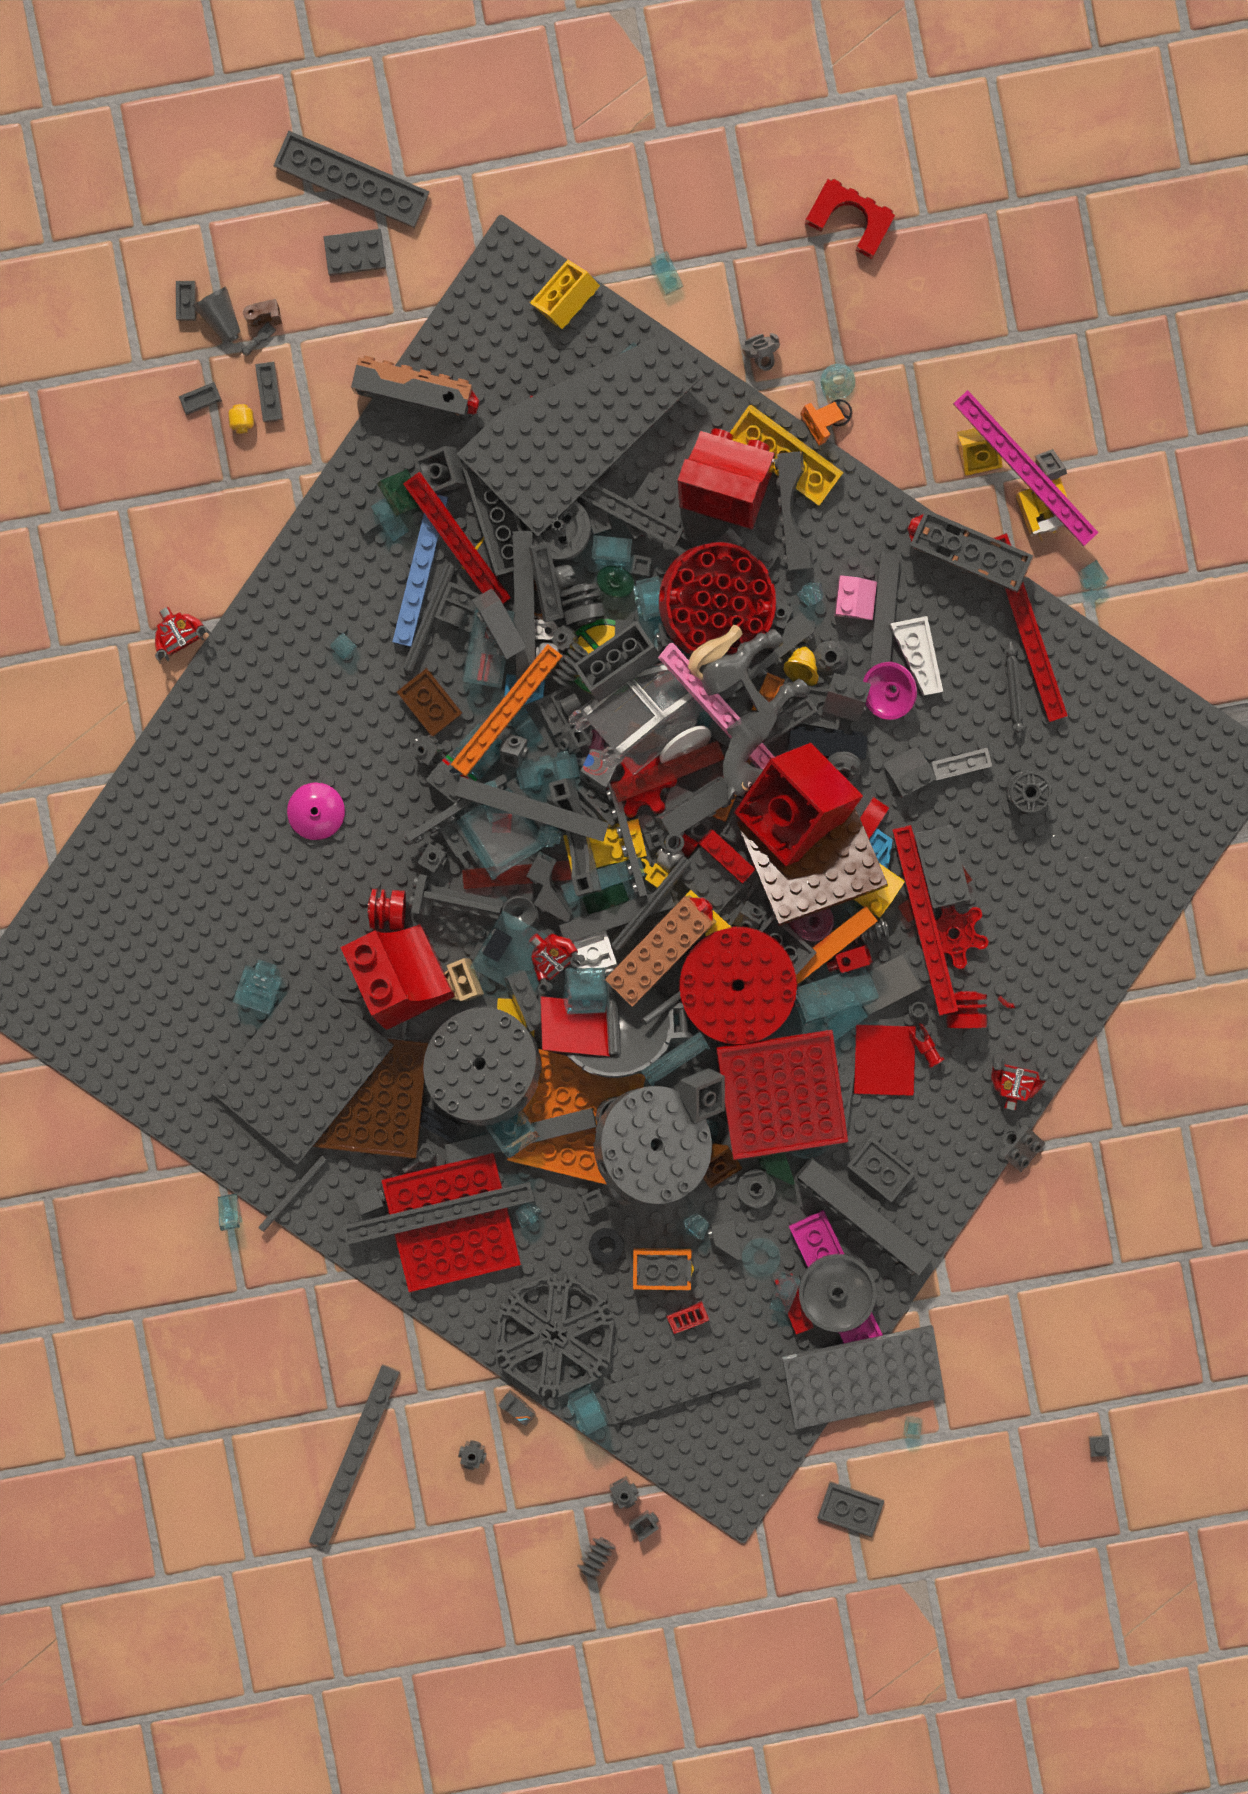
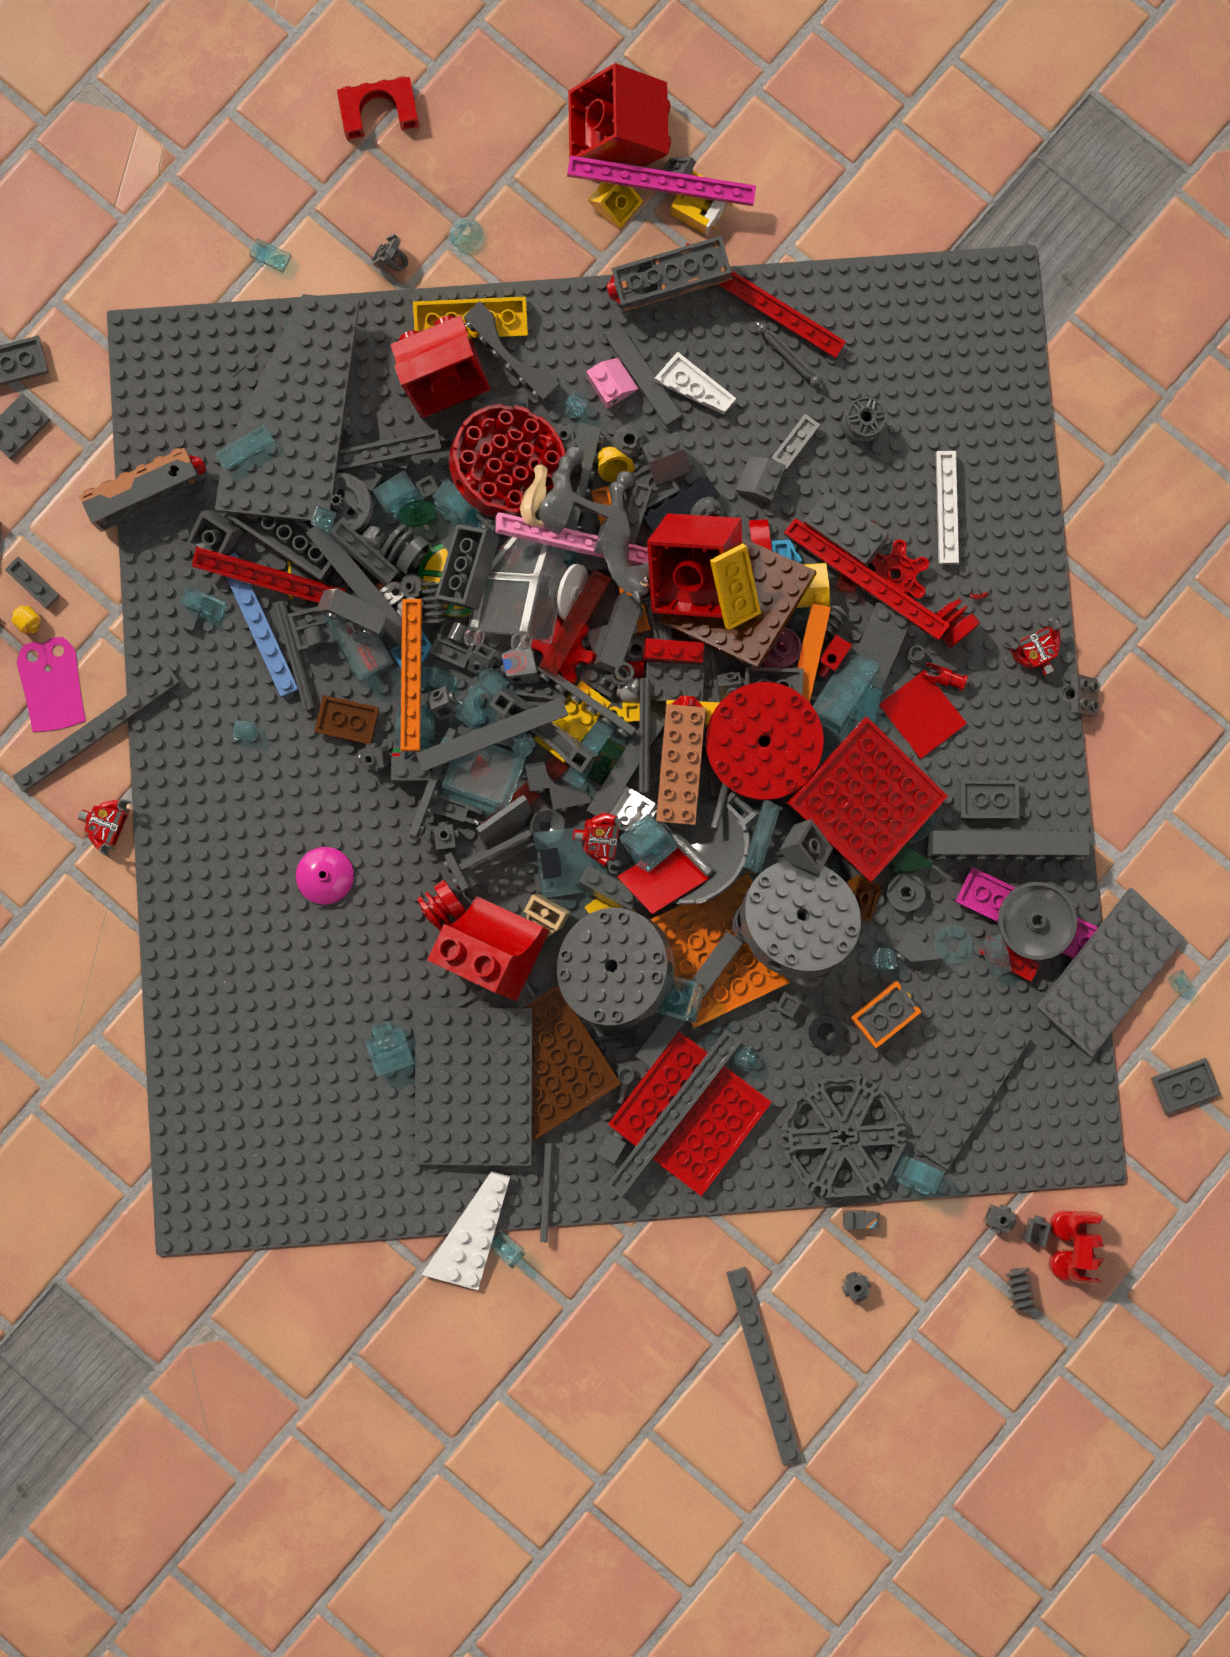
camera: 45 degrees left, 5 degrees down
(202, 1184) = (467, 1246): none -> white wing
(215, 495) = (55, 695): none -> dark pink piece
(228, 551) = (96, 729): none -> dark grey plate
(397, 494) = (194, 578): clear green plate -> none
(487, 886) = (505, 823): none -> dark grey tile
(518, 424) = (244, 447): none -> clear light blue plate
(534, 532) = (323, 518): none -> clear light blue brick
(565, 294) = (204, 329): yellow slope -> none
(597, 741) = (501, 644): clear pink bush -> none
(660, 1572) = (1072, 1264): none -> red piece
(692, 1308) = (937, 1020): red slope -> none
(810, 850) = (735, 586): none -> yellow plate
(820, 419) = (475, 272): orange piece -> none
(882, 699) = (696, 442): dark pink dish -> none
(1033, 388) = (619, 117): none -> red brick
(1038, 913) = (947, 507): none -> white plate
(1093, 577) = (778, 226): clear light blue brick -> none

